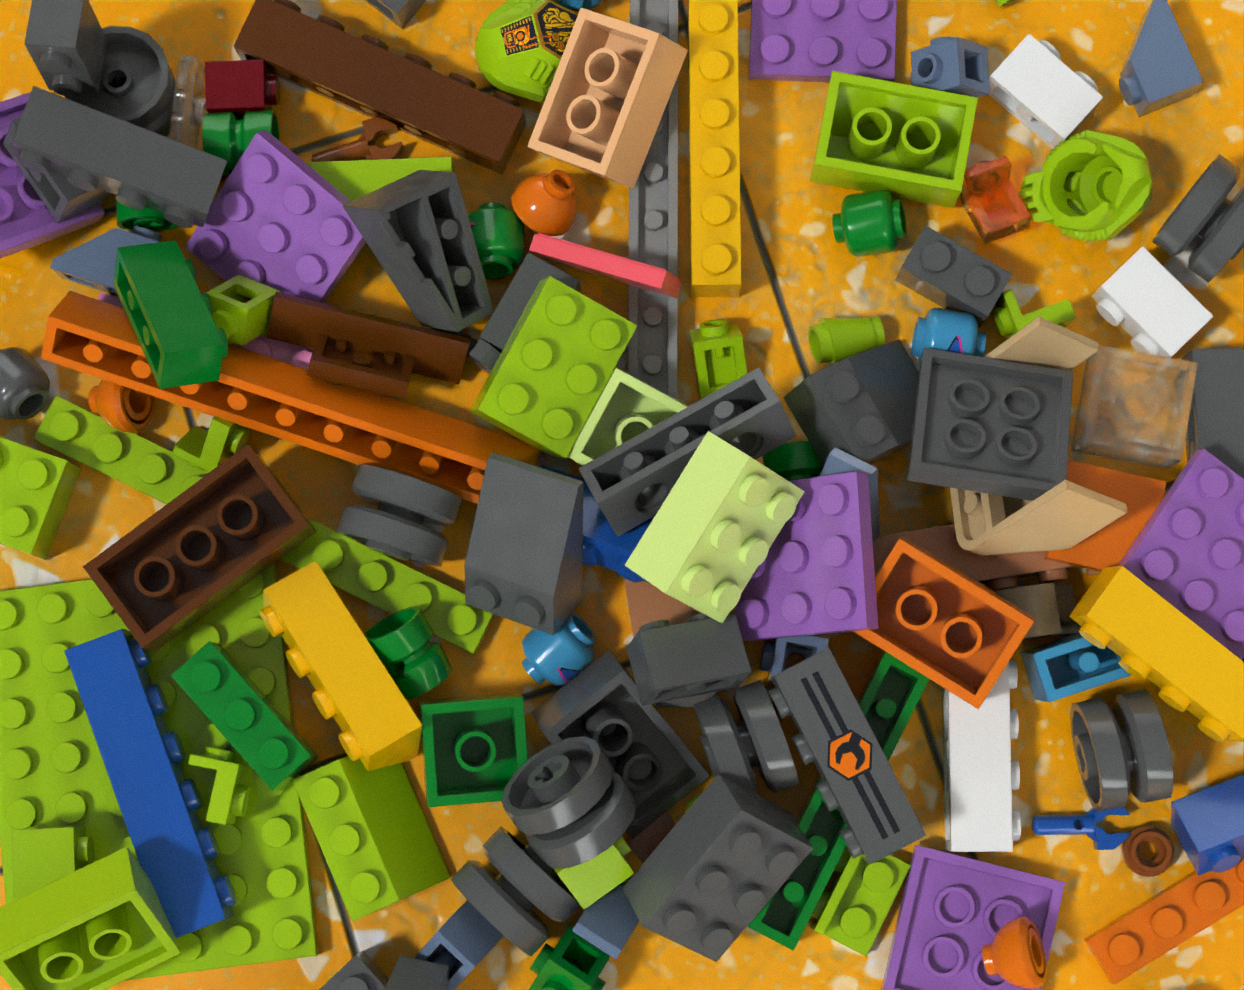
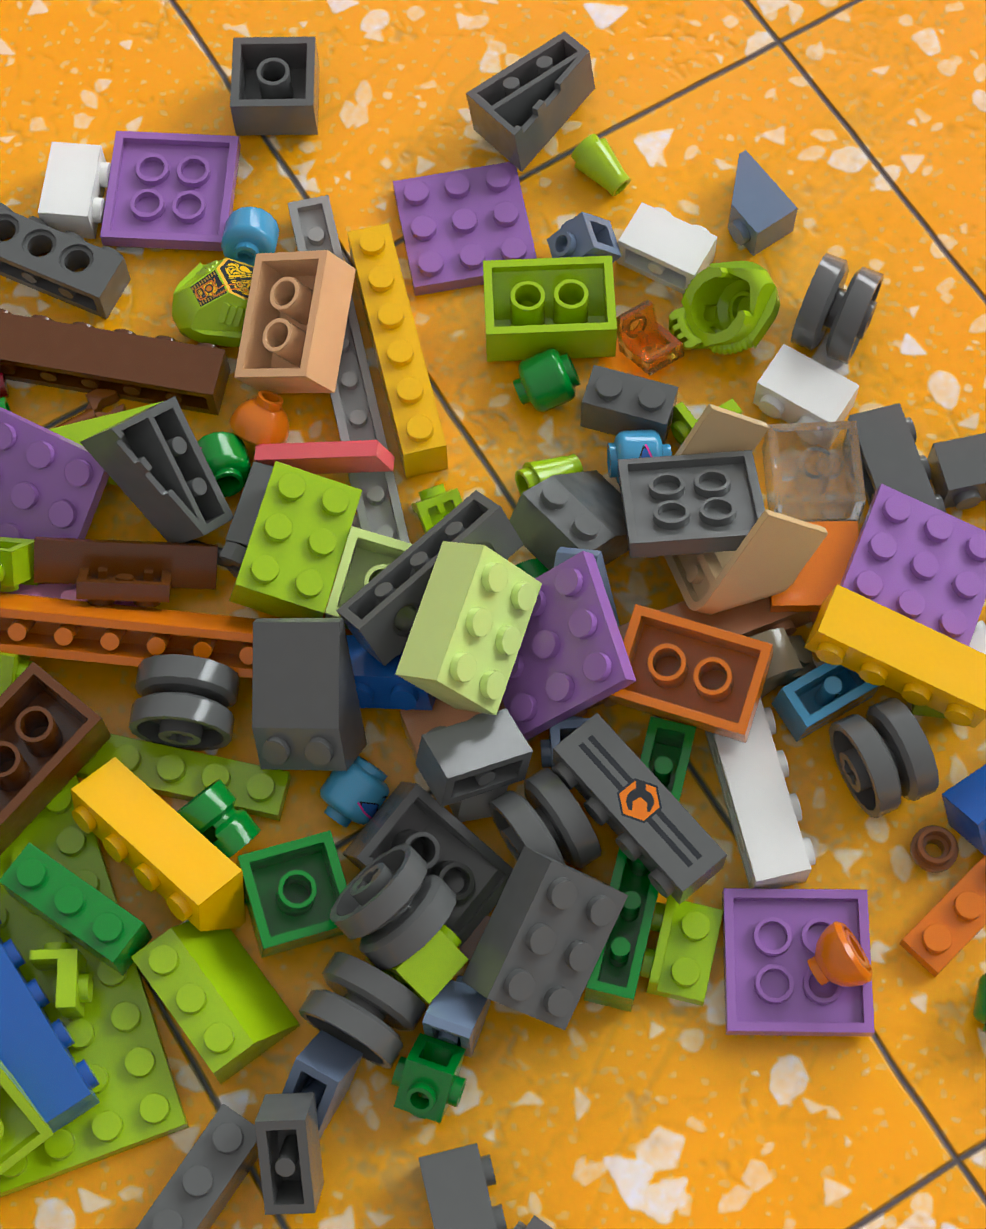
camera: 15 degrees left, 15 degrees down
(1081, 825) = (872, 839): blue bar -> none

